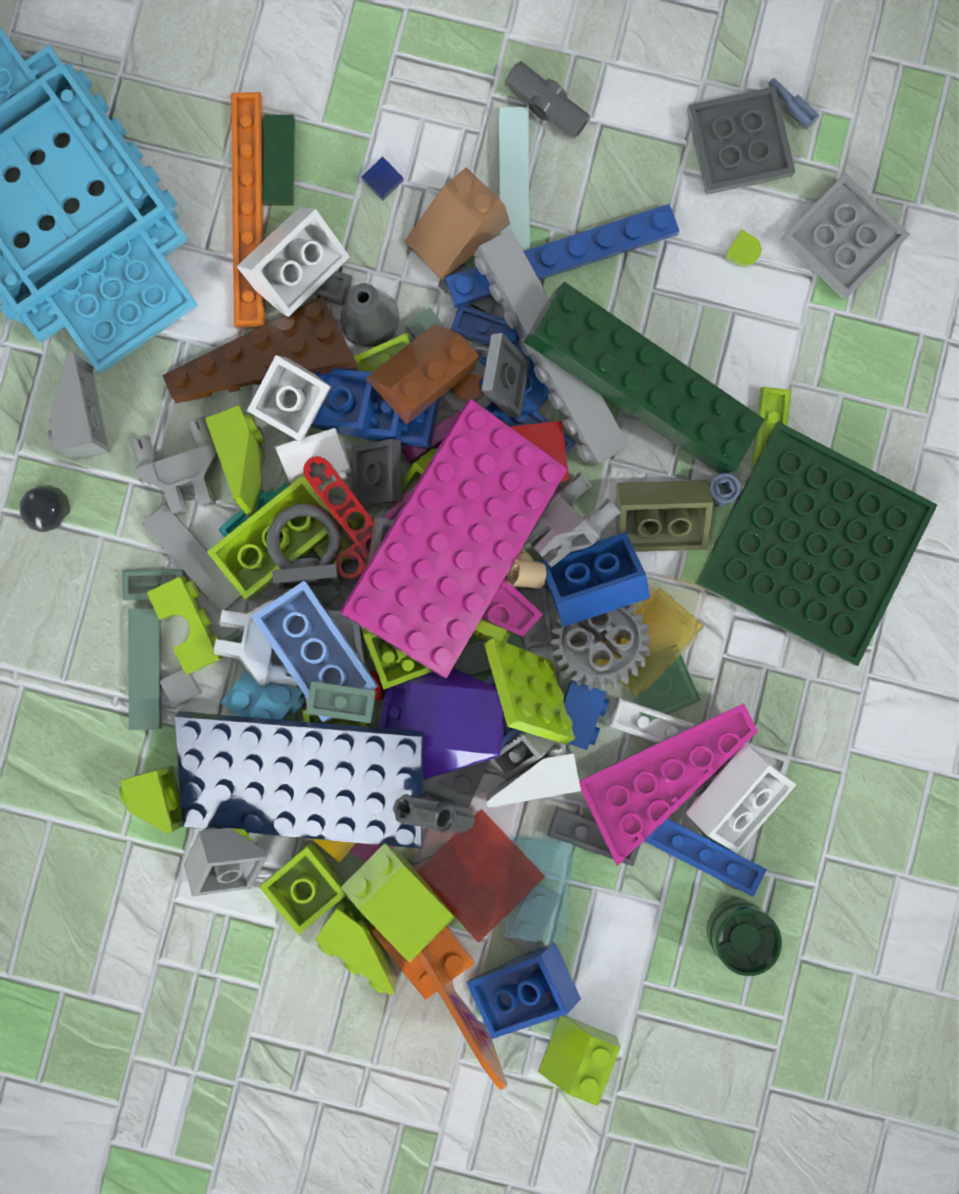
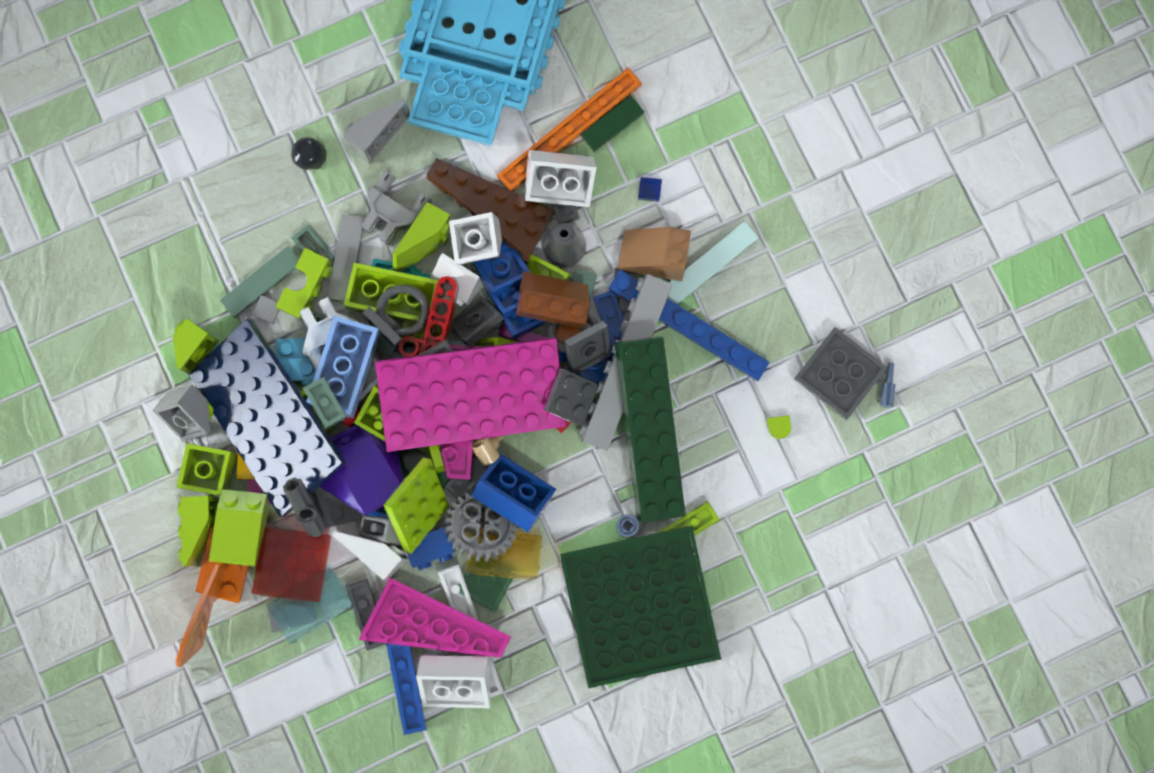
camera: 50 degrees right, 5 degrees down
(524, 991) = (244, 645): blue slope -> none
(543, 436) = (571, 397): none -> dark grey plate
(547, 99) = (771, 245): dark grey piece -> none
(564, 528) = (530, 449): light grey connector -> none
(579, 1059) = (229, 708): lime slope -> none
(665, 514) = (585, 503): olive slope -> none
(744, 937) = (374, 746): dark green wheel -> none
(845, 236) = (835, 478): light grey plate -> none

